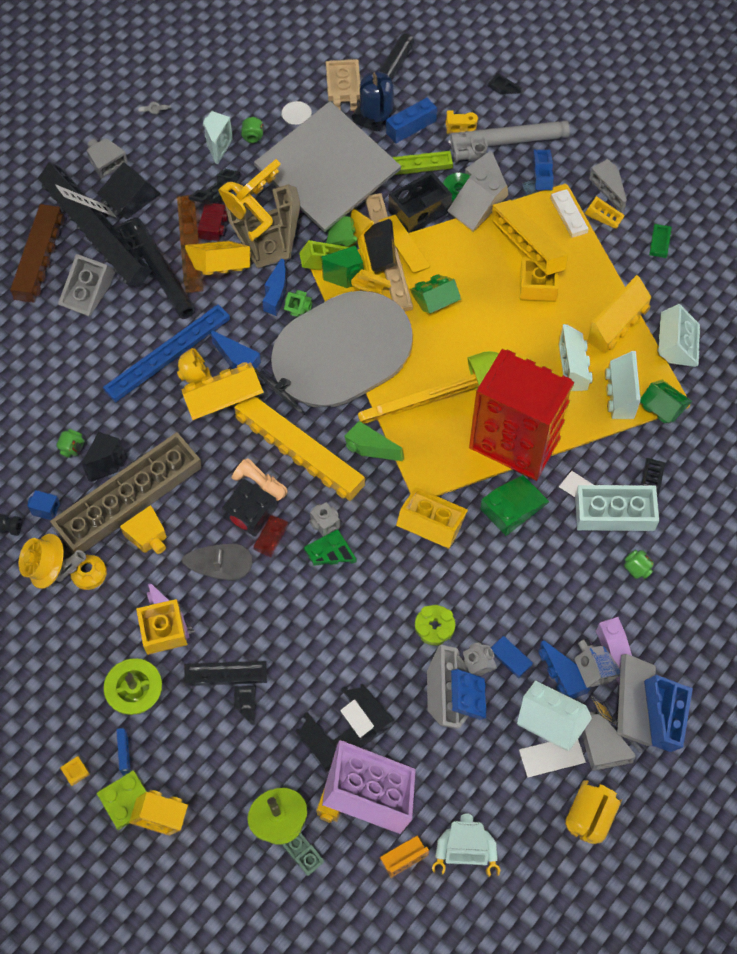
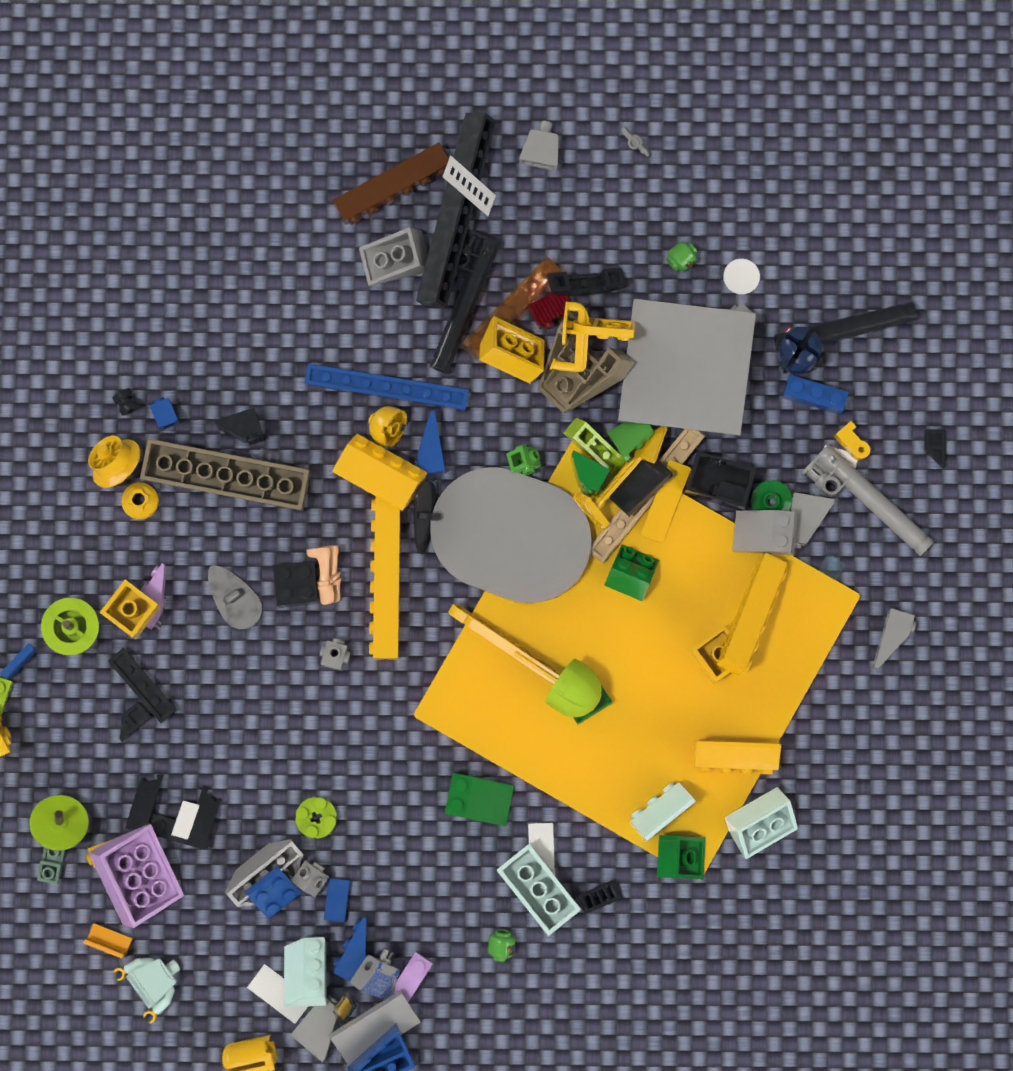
camera: 50 degrees right, 20 degrees up
(70, 443) = (235, 384): bright green head -> none
(75, 560) = (130, 486): light grey pin -> none
(127, 191) = (520, 205): black slope -> none
(145, 531) = (208, 518): yellow torso -> none
(218, 134) = (644, 233): light aqua slope -> none
(271, 536) = (288, 621): clear red plate -> none
(275, 289) = (527, 425): blue slope -> none
(330, 550) = (314, 680): green wing -> none
(343, 82) = (811, 292): tan tile -> none
(371, 443) = (435, 634): bright green slope -> none
(424, 162) = (772, 440): lime plate -> none
(431, 517) = (407, 742): yellow slope -> none
(519, 414) = (538, 752): red container -> none
(543, 169) = (859, 561): blue slope -> none
(569, 213) = (824, 624): white plate -> none
(574, 358) = (658, 749): light aqua slope -> none
(599, 205) = (847, 655): yellow slope -> none
(660, 241) = (865, 728): green tile -> none

